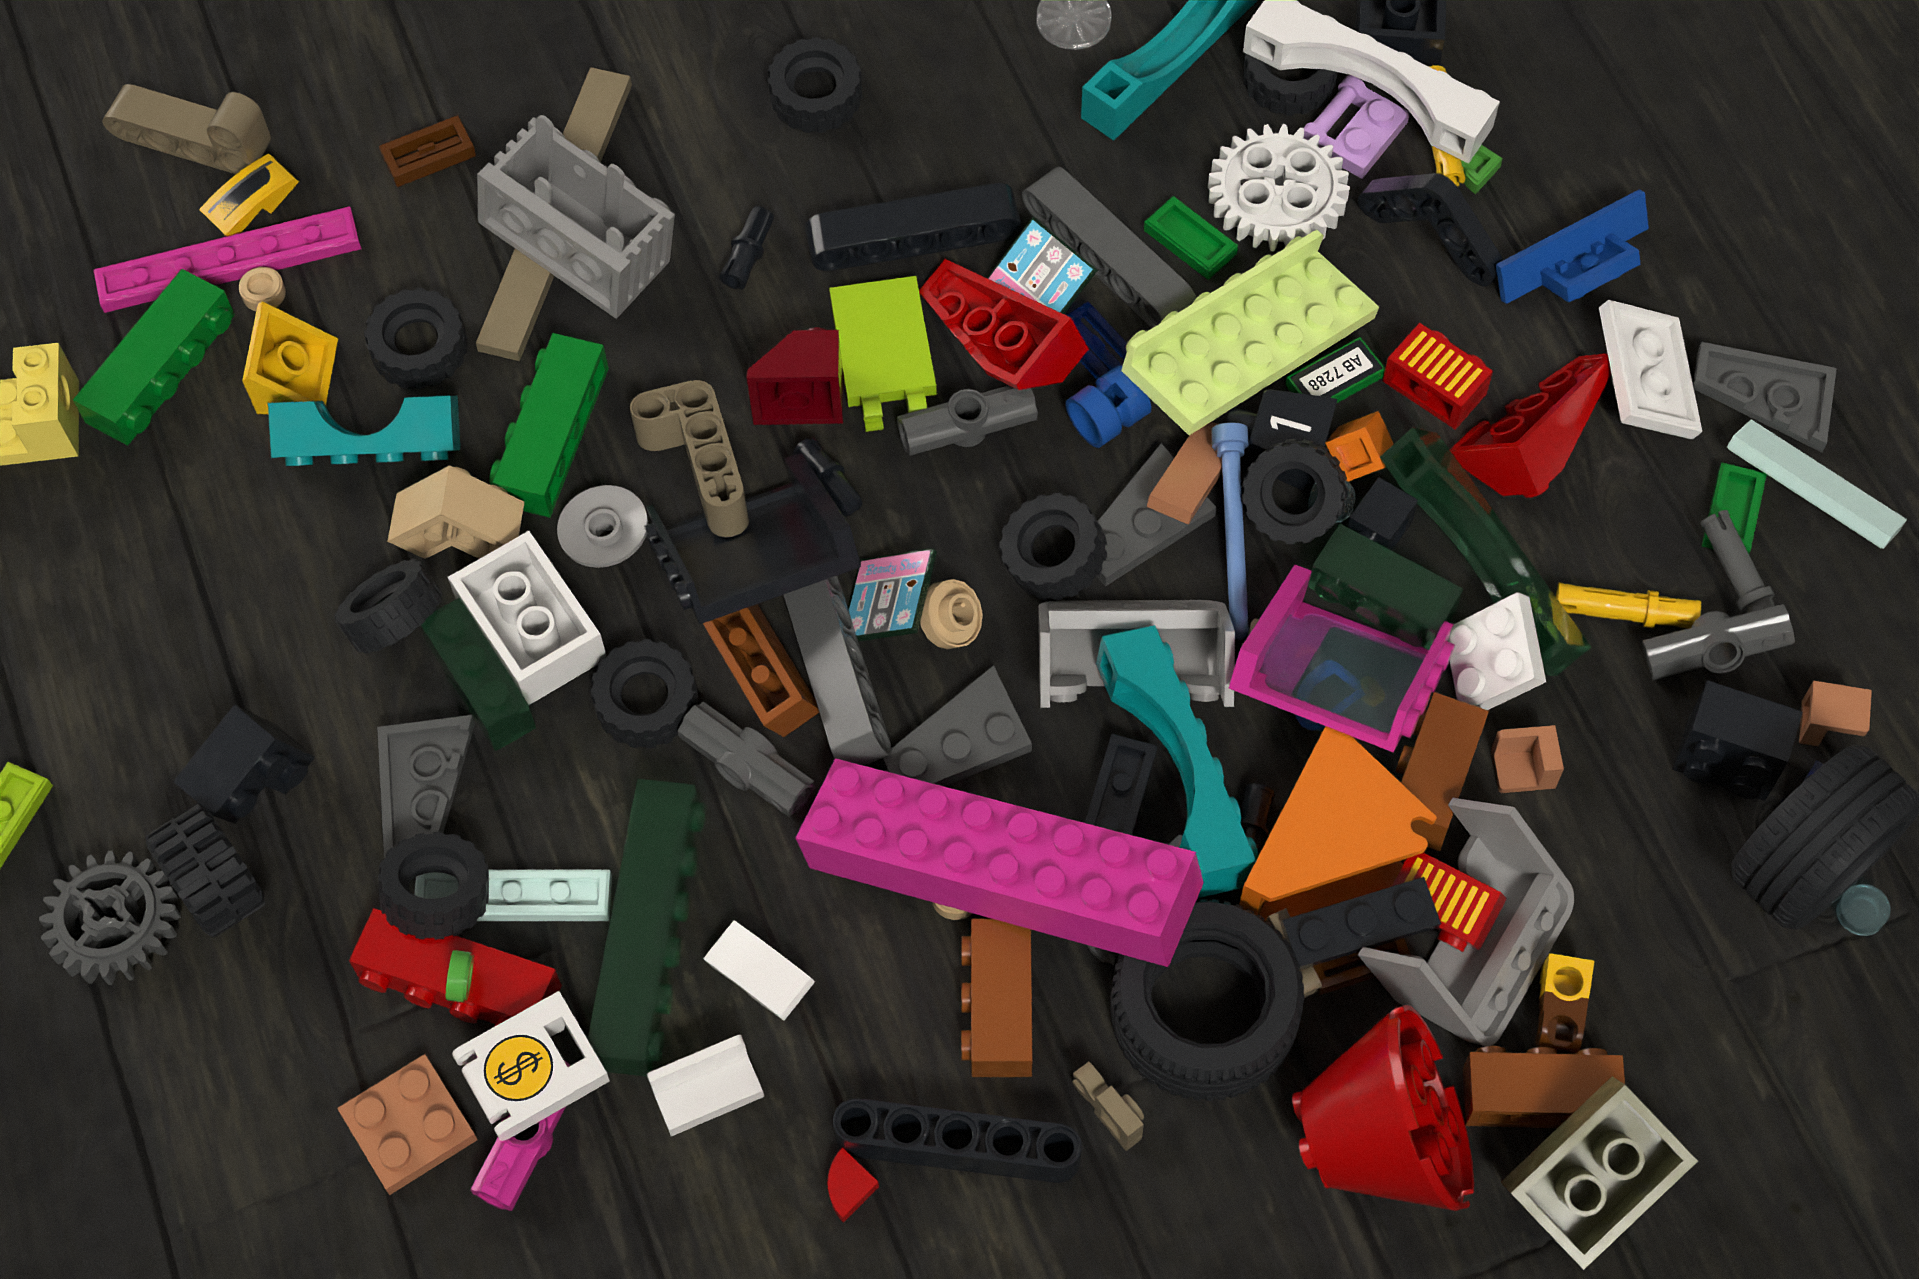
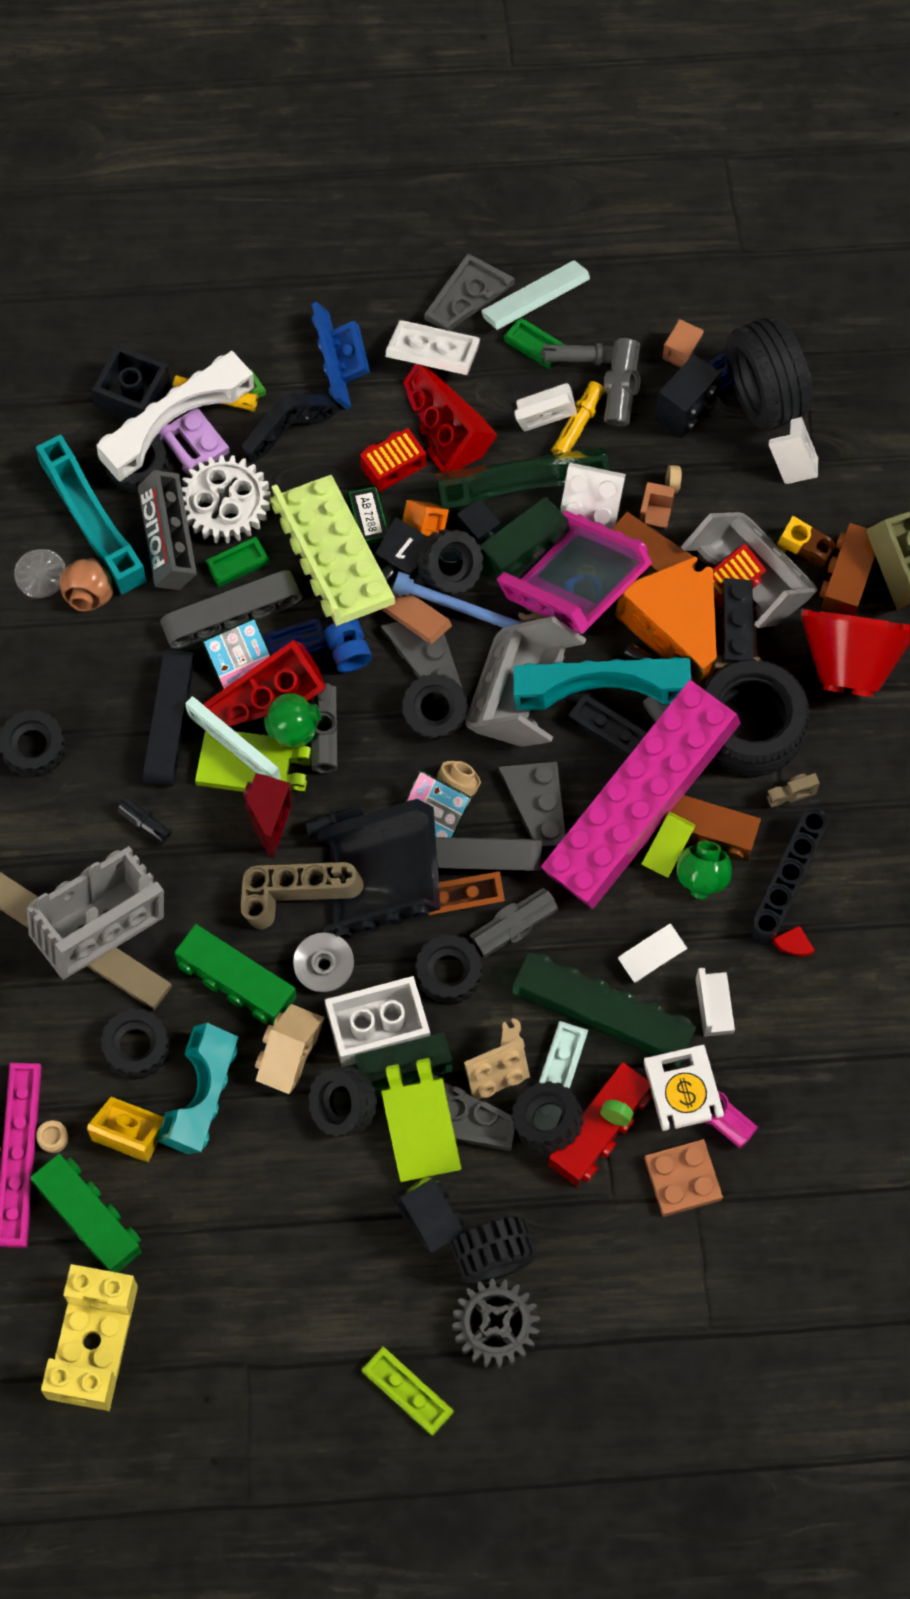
camera: 75 degrees left, 5 degrees up
(384, 716) = (420, 1124): none -> lime tile
(505, 807) = (500, 1066): none -> tan plate
(895, 306) = (230, 739): none -> light aqua tile
(917, 1000) = (704, 869): none -> green plant
(942, 936) = (668, 844): none -> lime tile
(951, 362) = (292, 720): none -> green plant
(1069, 64) = (86, 584): none -> nougat plant
(1193, 129) = (167, 530): none -> dark grey brick
(1586, 770) = (673, 477): none -> tan tile
(1622, 550) = (545, 407): none -> white panel
(1714, 935) = (795, 454): none -> white panel

